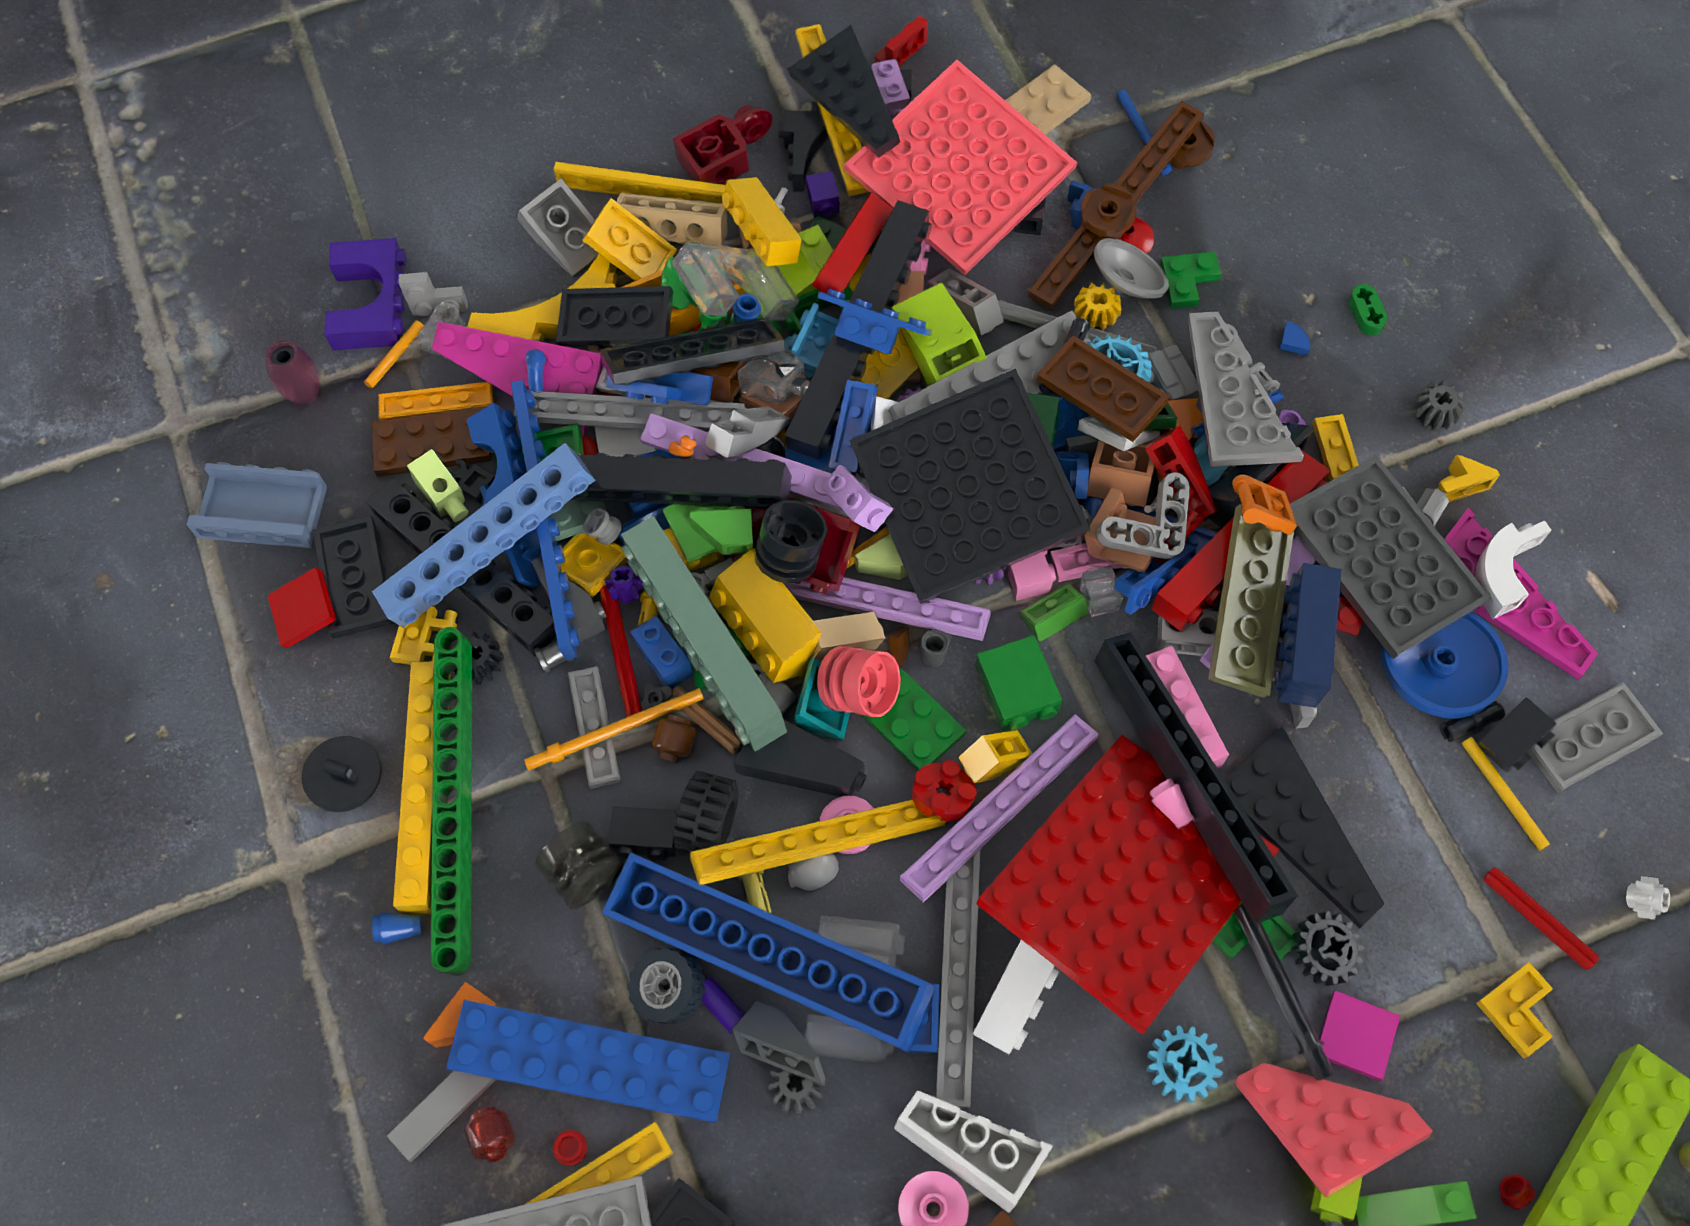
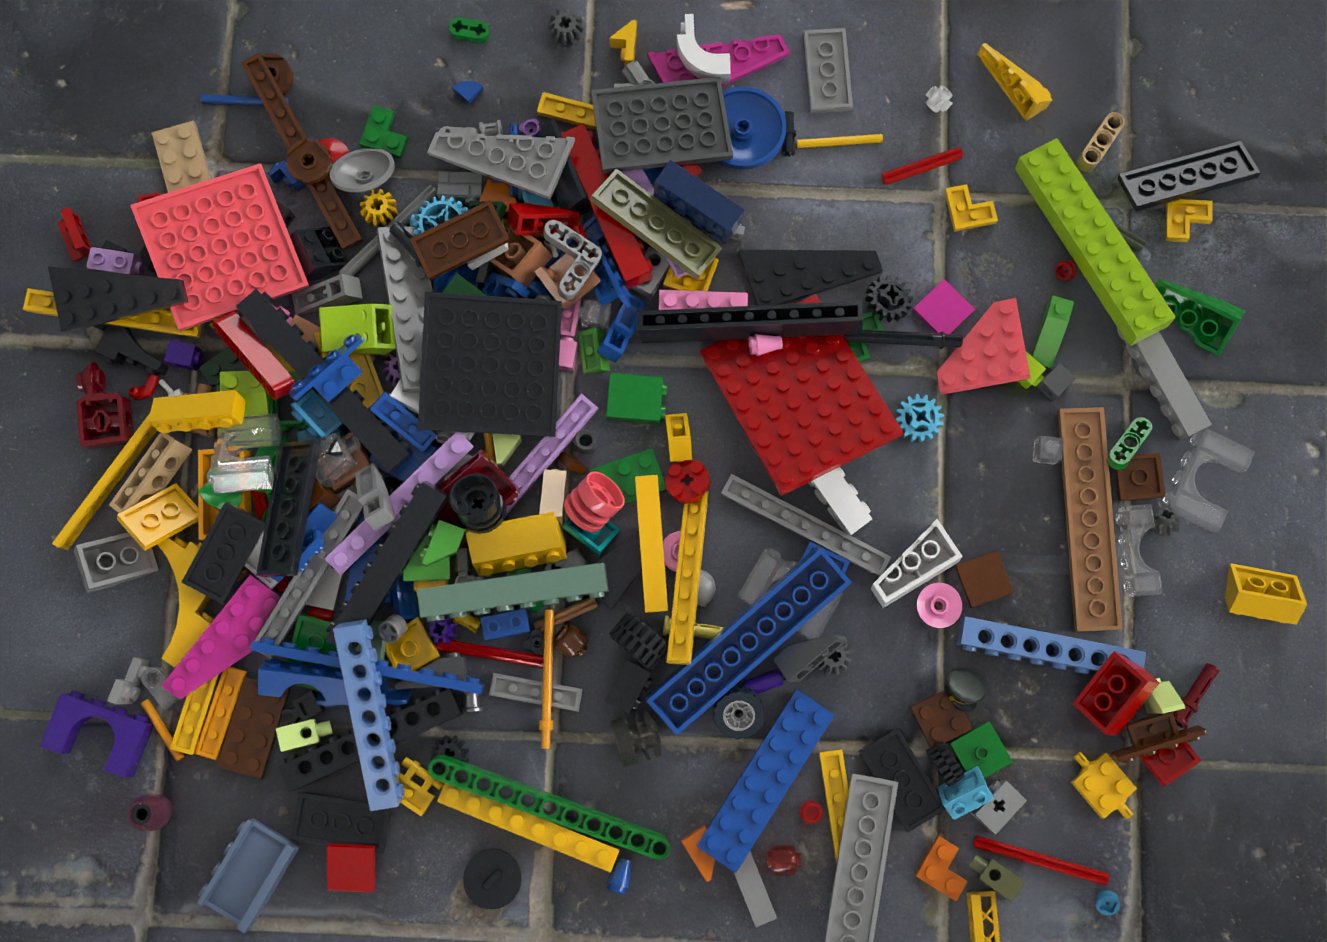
camera: 70 degrees left, 15 degrees up
(420, 374) = (193, 718): none -> yellow plate
(535, 365) = (241, 627): blue arm -> none
(683, 448) = (369, 547): orange arm -> none
(746, 308) = (268, 450): blue cone -> none
(769, 181) = (146, 390): none -> red arm
(838, 775) = (651, 544): none -> yellow tile
(856, 500) = (466, 446): lavender bracket -> none
(998, 808) = (714, 450): lavender tile -> none
(1009, 268) = (318, 252): none -> black slope
(1097, 625) = (621, 329): none -> blue slope
(1213, 695) = (687, 282): none -> yellow plate
(1271, 506) = (599, 175): orange plate -> none
(1517, 735) = (811, 113): black brick -> none

